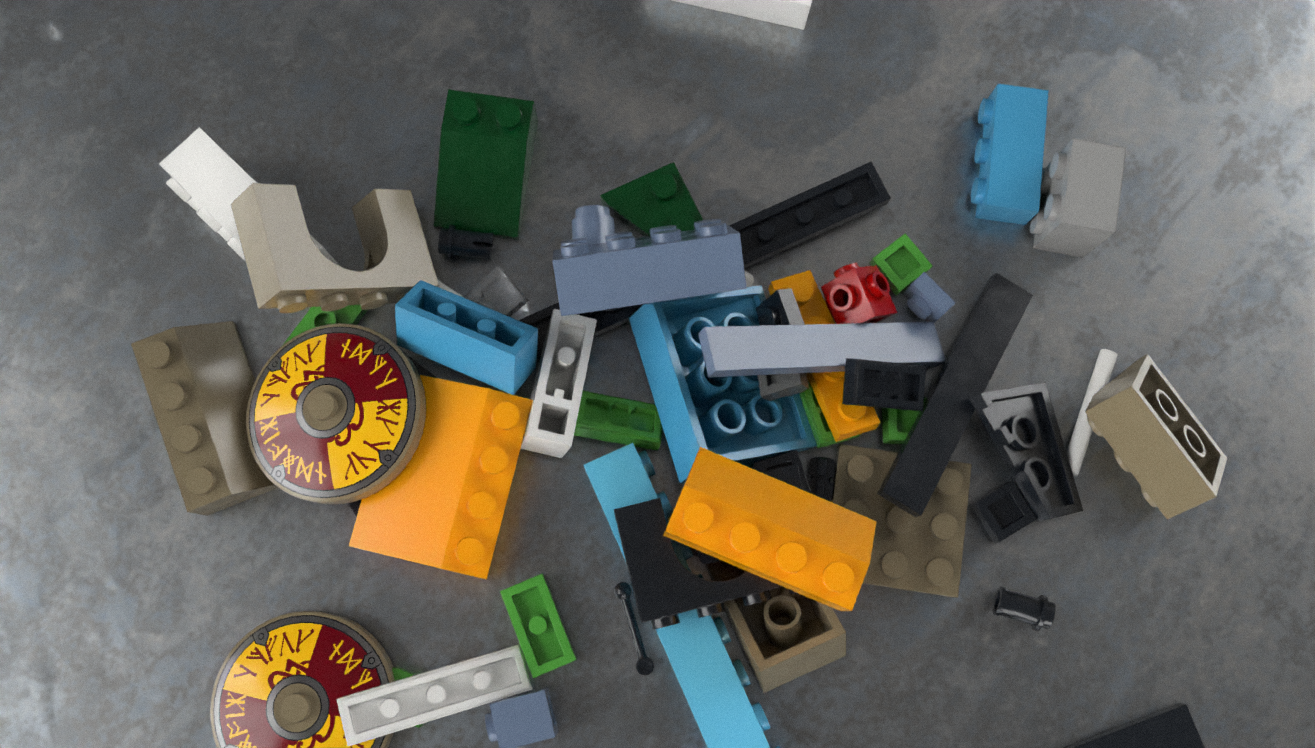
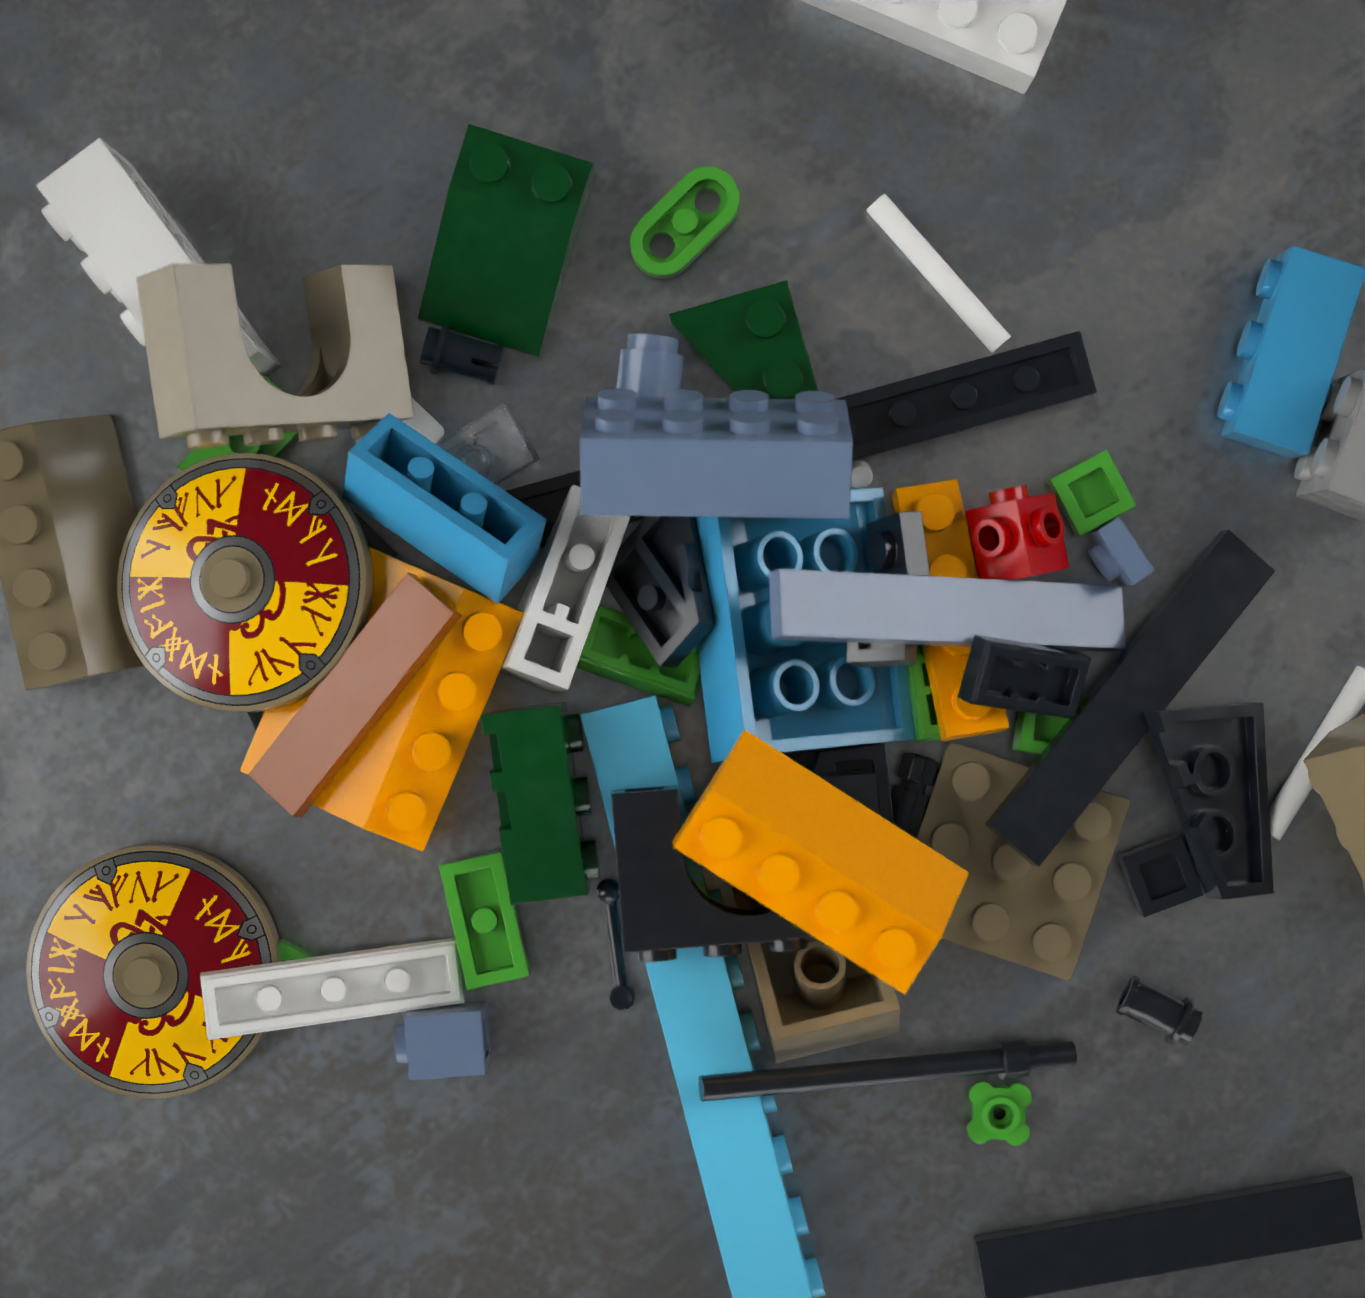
camera: 15 degrees right, 10 degrees up
(421, 476) = (354, 695): none -> tile
(564, 530) = (541, 802): none -> dark green wedge
(599, 138) = (684, 223): none -> bright green plate
(625, 365) = (664, 586): none -> black wing
(771, 144) = (938, 273): none -> white bar
(918, 712) = (986, 1099): none -> bright green plate
(925, 661) = (1007, 1059): none -> black bar

